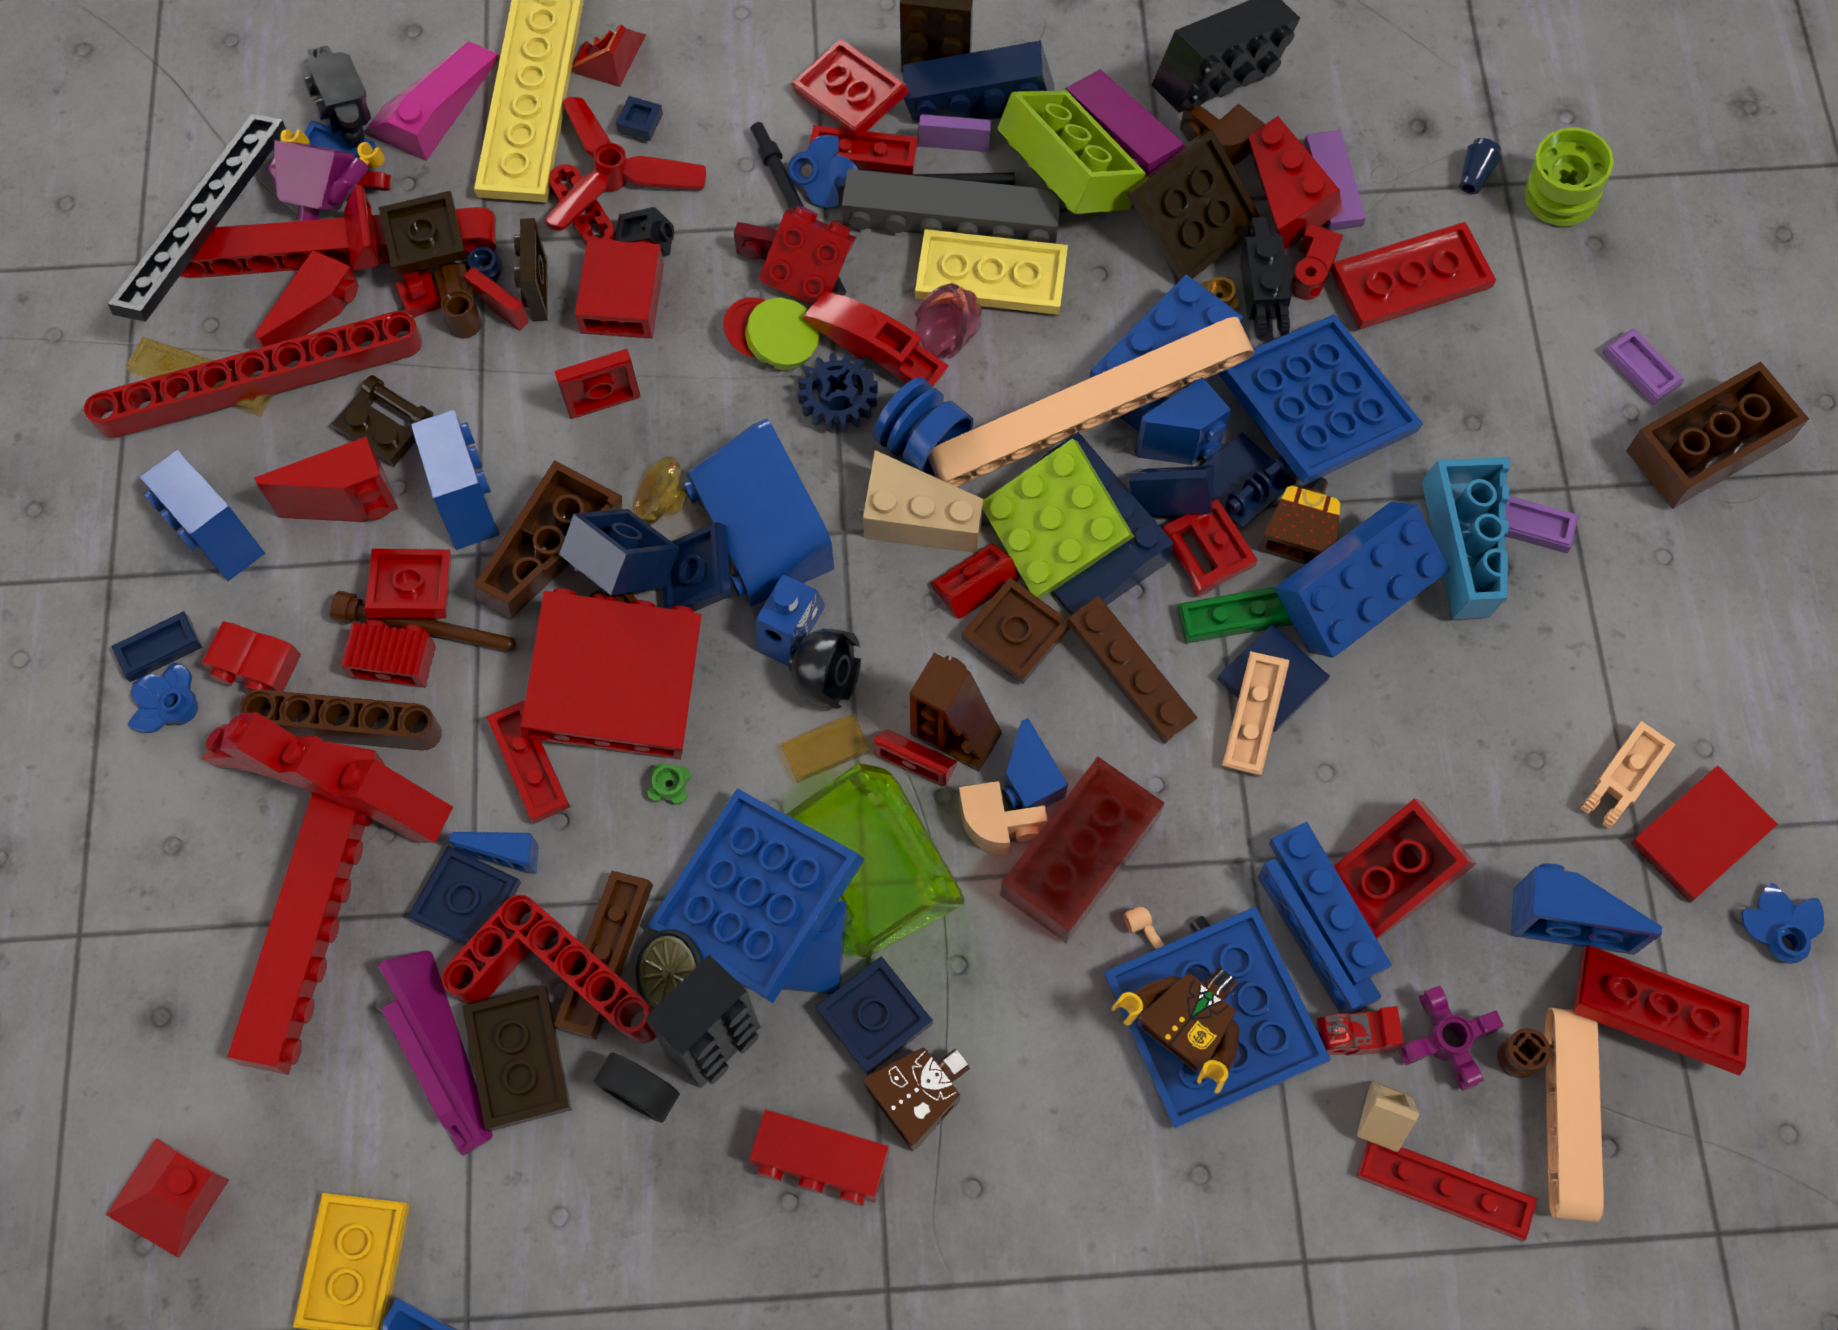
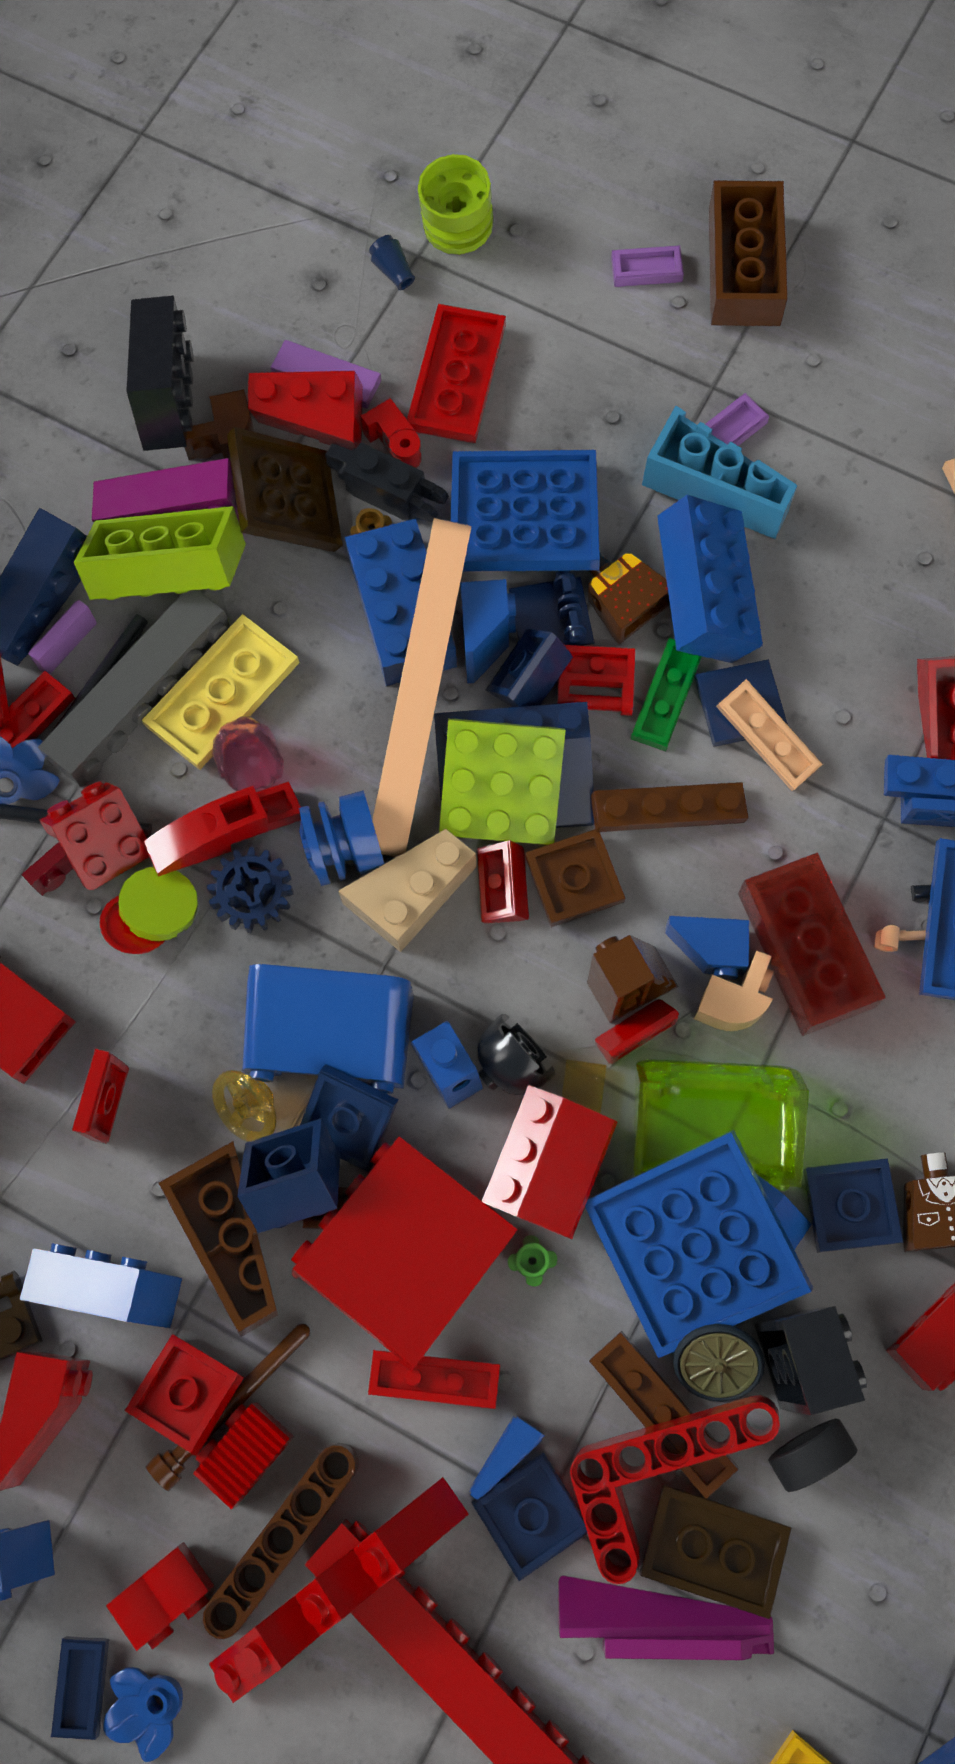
camera: 55 degrees left, 5 degrees up
(753, 741) = (550, 1161): none -> red slope

